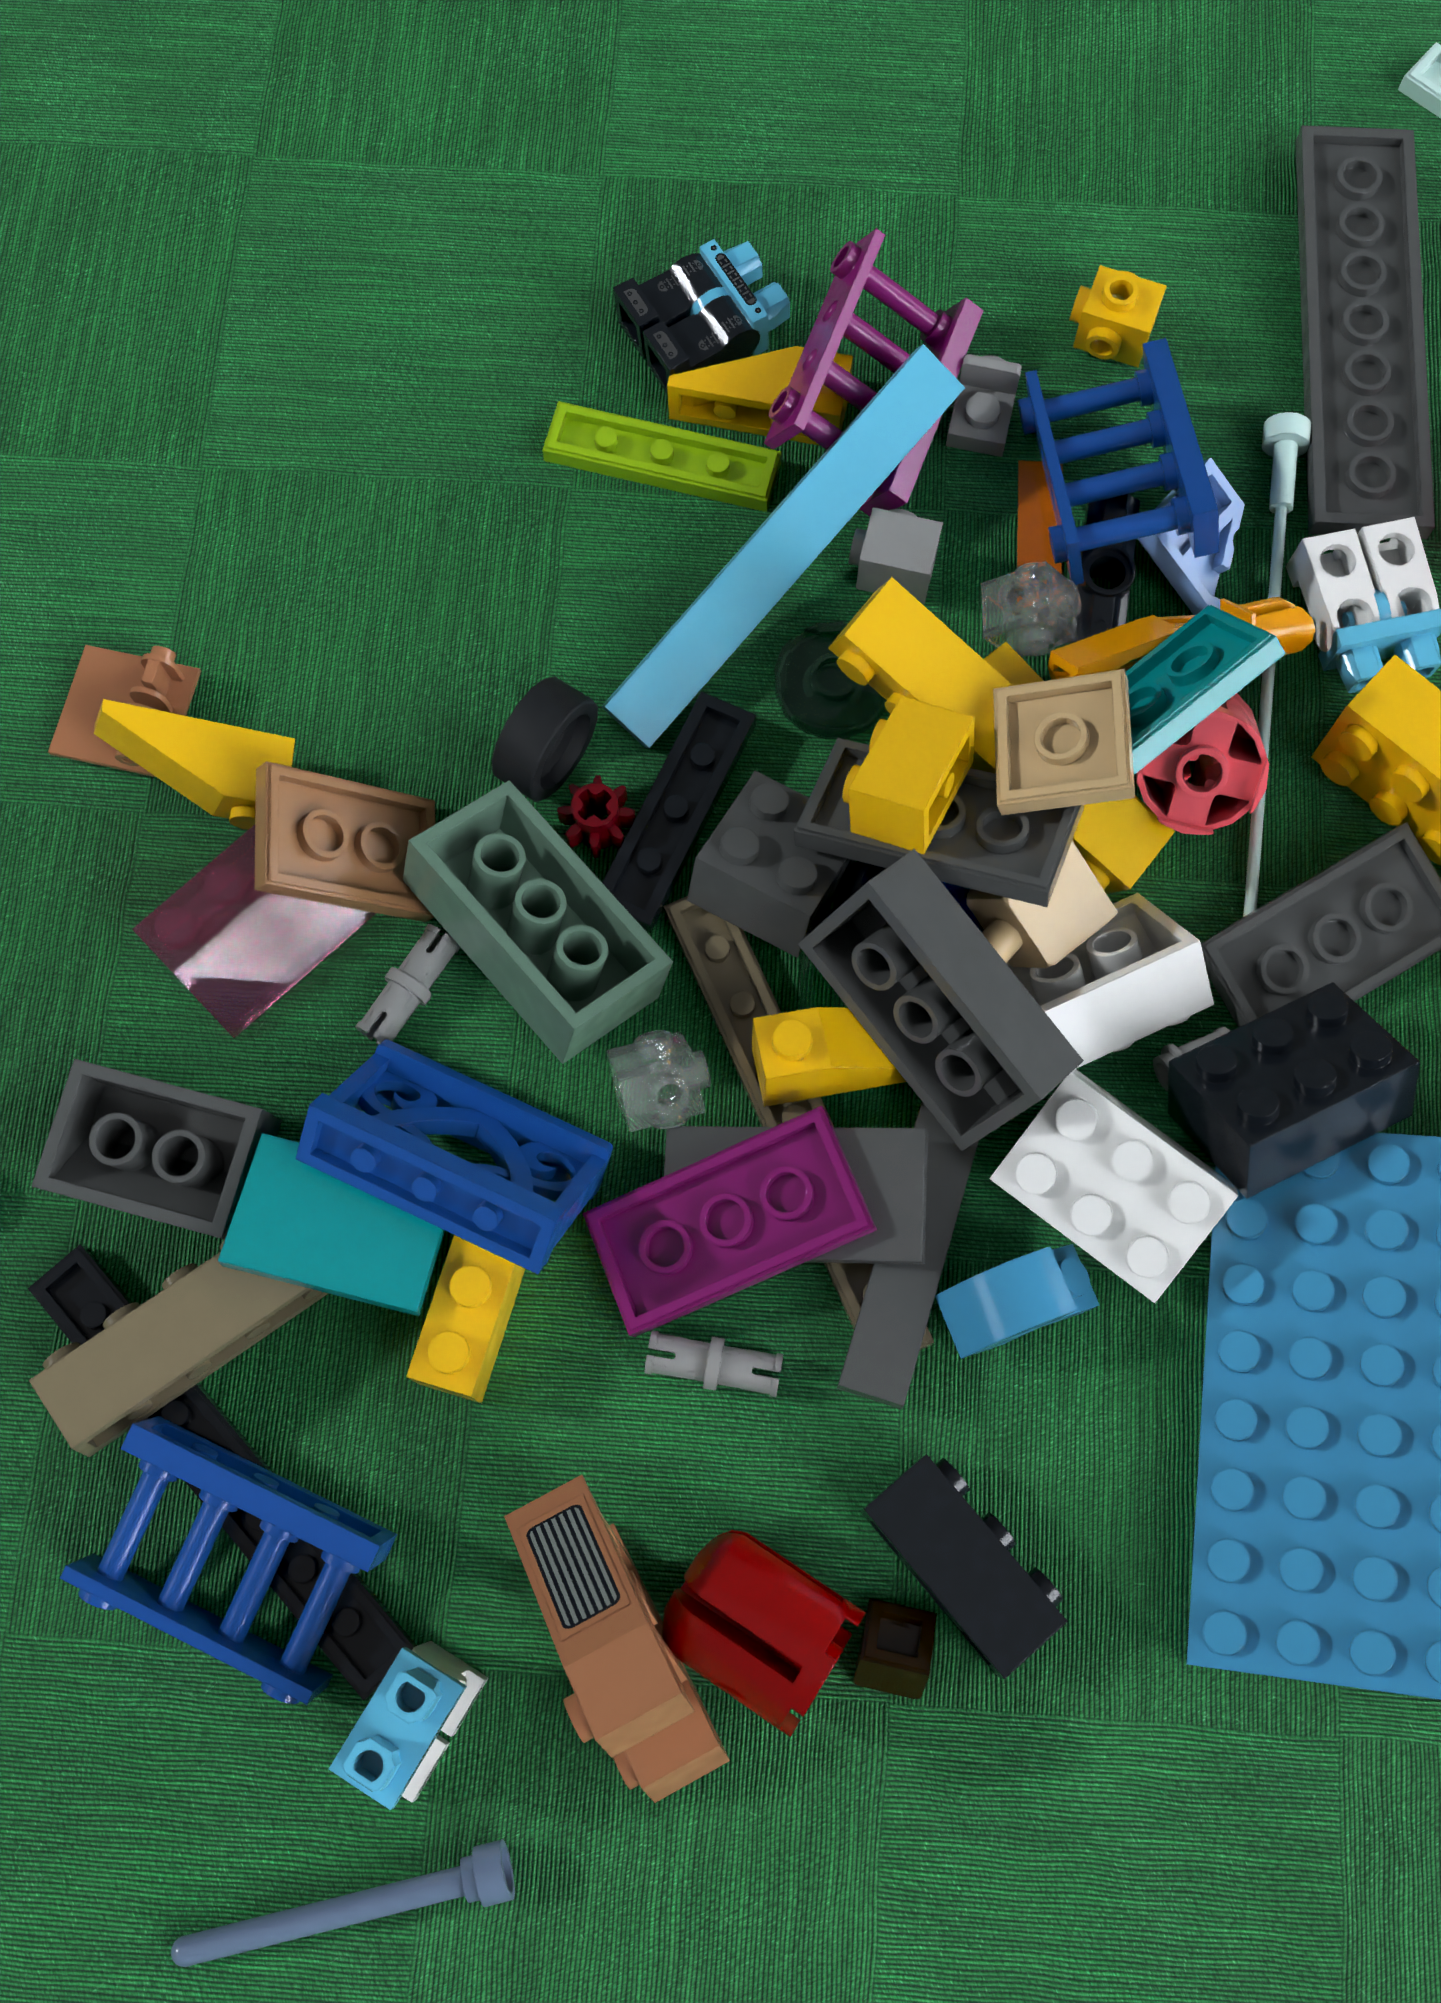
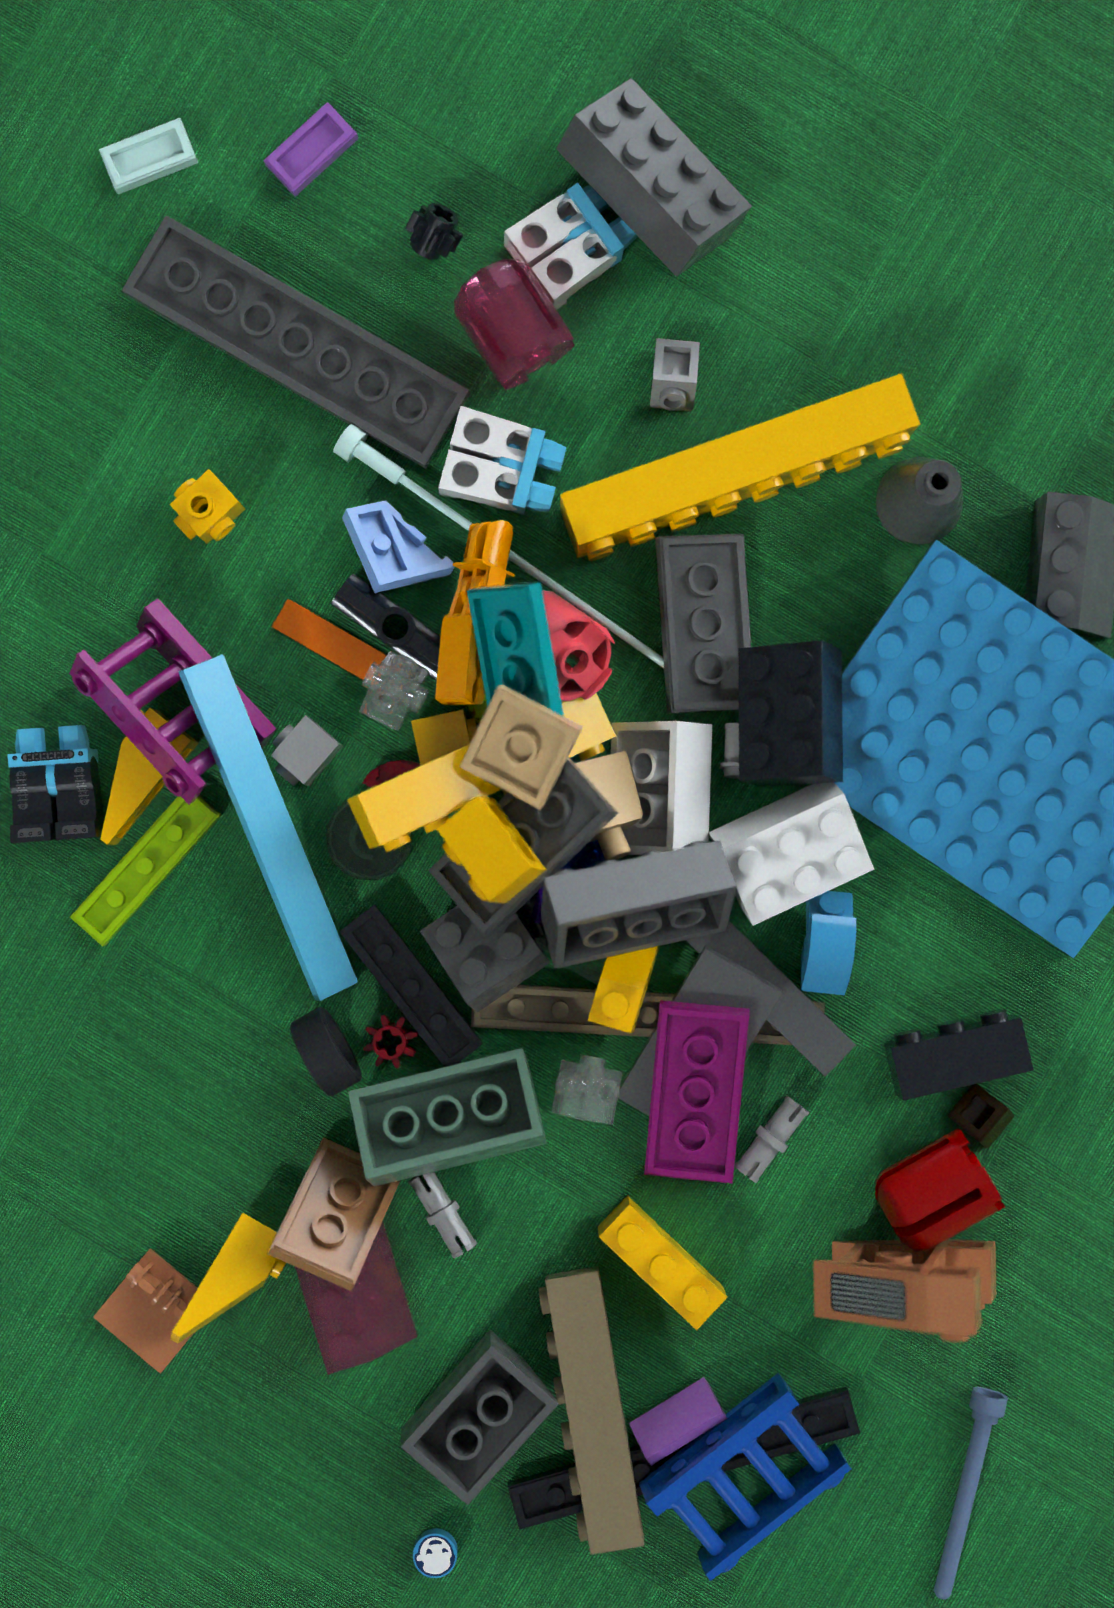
camera: 65 degrees left, 15 degrees up
(267, 1427) = (677, 1421): none -> medium lavender tile
(327, 1234) = (586, 1329): teal tile -> none
(397, 1733) = (891, 1415): medium azure hips -> none
(491, 1206) = (535, 1226): blue fence -> none
(985, 405) = (223, 631): light grey bracket -> none
(1165, 426) = (353, 548): blue fence -> none

